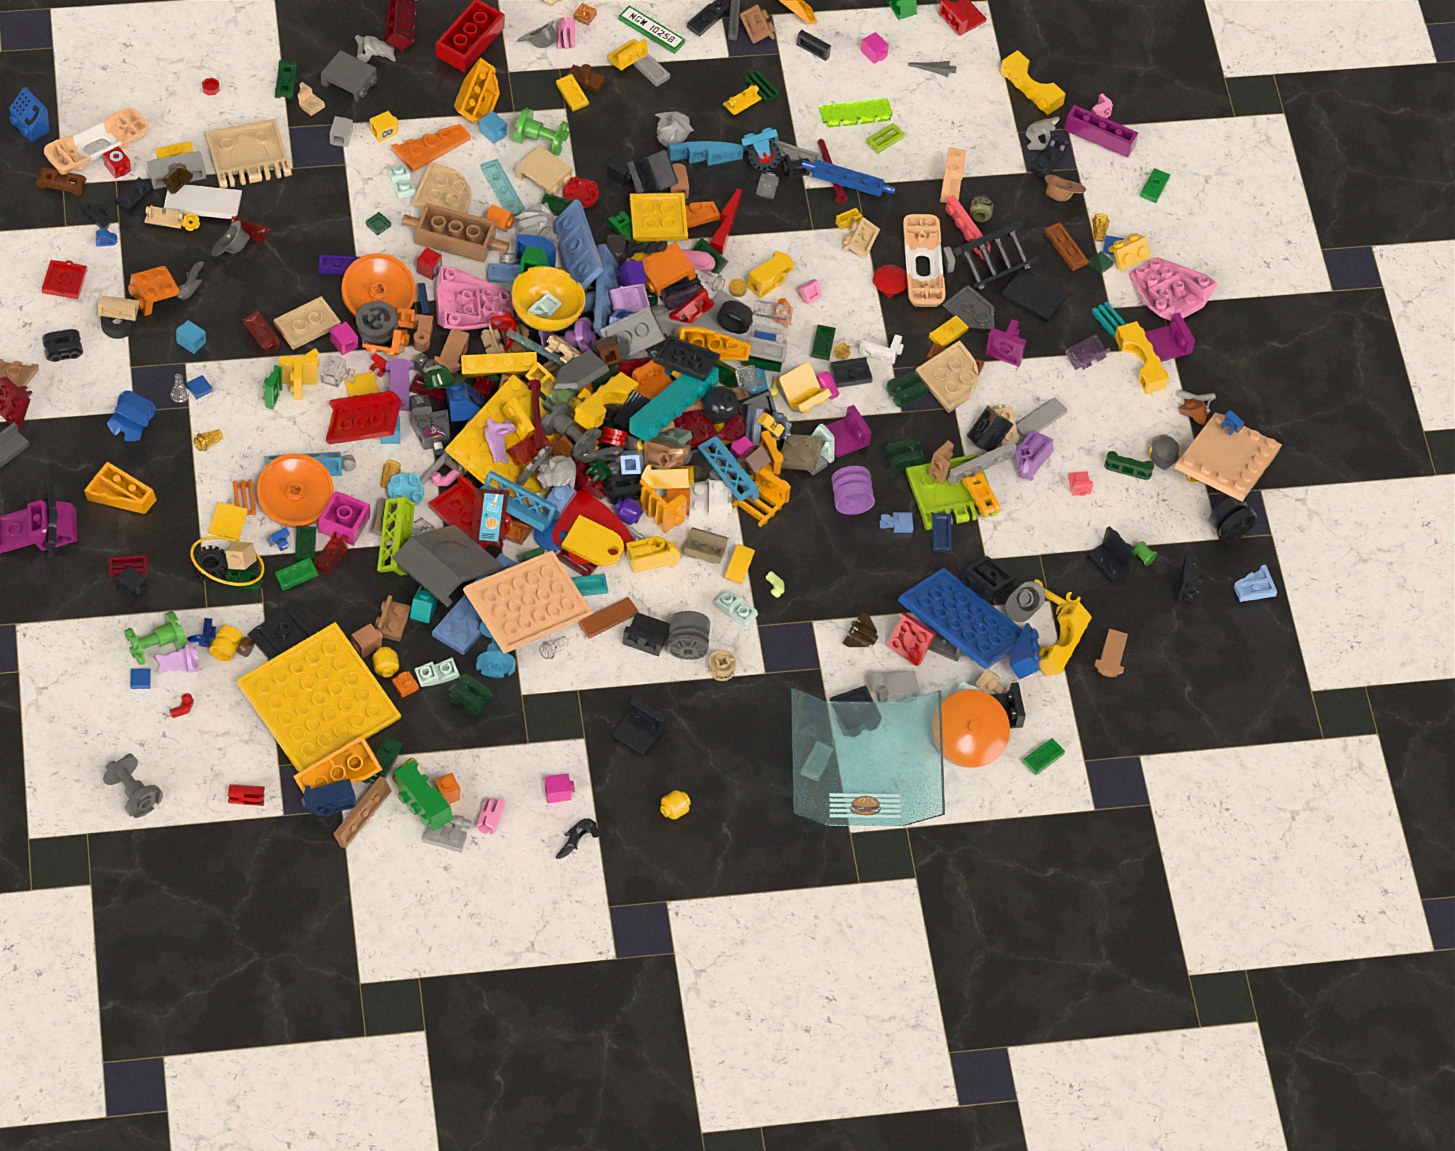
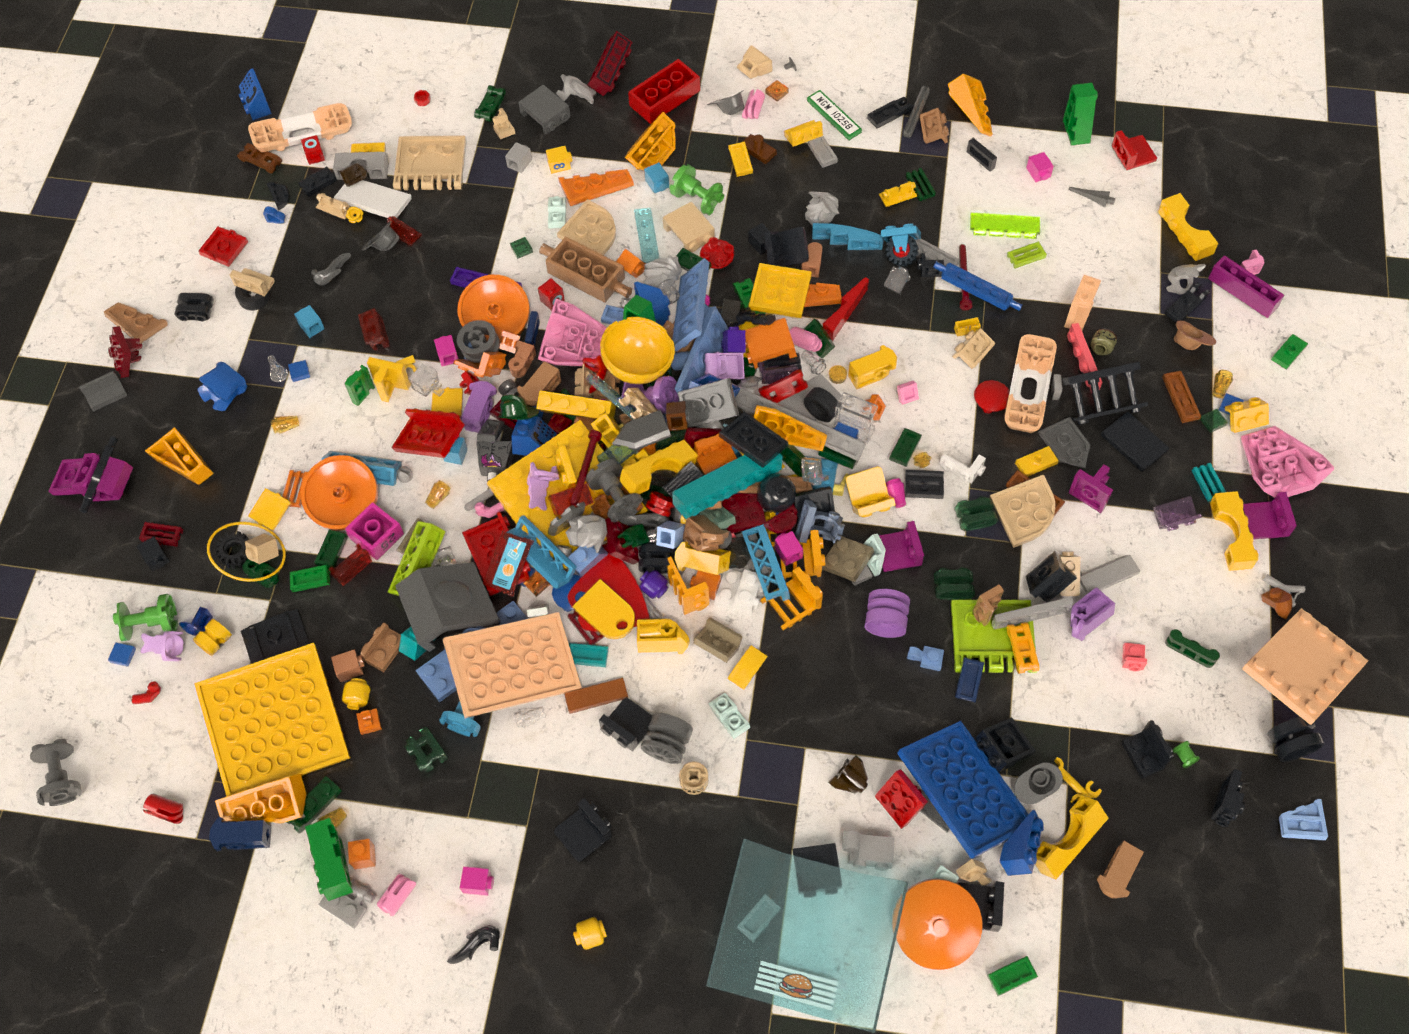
camera: 25 degrees right, 5 degrees up
(151, 287) = (293, 267): orange bracket -> none
(246, 646) = (231, 645): reddish brown tile -> none
(279, 538) = (307, 538): blue tile -> none
(306, 322) = (418, 328): tan plate -> none
(362, 812) = (268, 858): medium nougat tile -> none
(406, 485) = (446, 513): medium azure dish -> none
(435, 674) = (404, 717): light aqua slope -> none
(545, 306) = (636, 358): light aqua slope -> none
(754, 459) = (792, 559): brick -> none
(768, 423) = (821, 525): yellow piece -> none
(778, 584) = (780, 700): yellowish green arm -> none
(1164, 451) = (1235, 640): dark grey hair -> none
(1232, 421) = (1320, 627): blue tile -> none

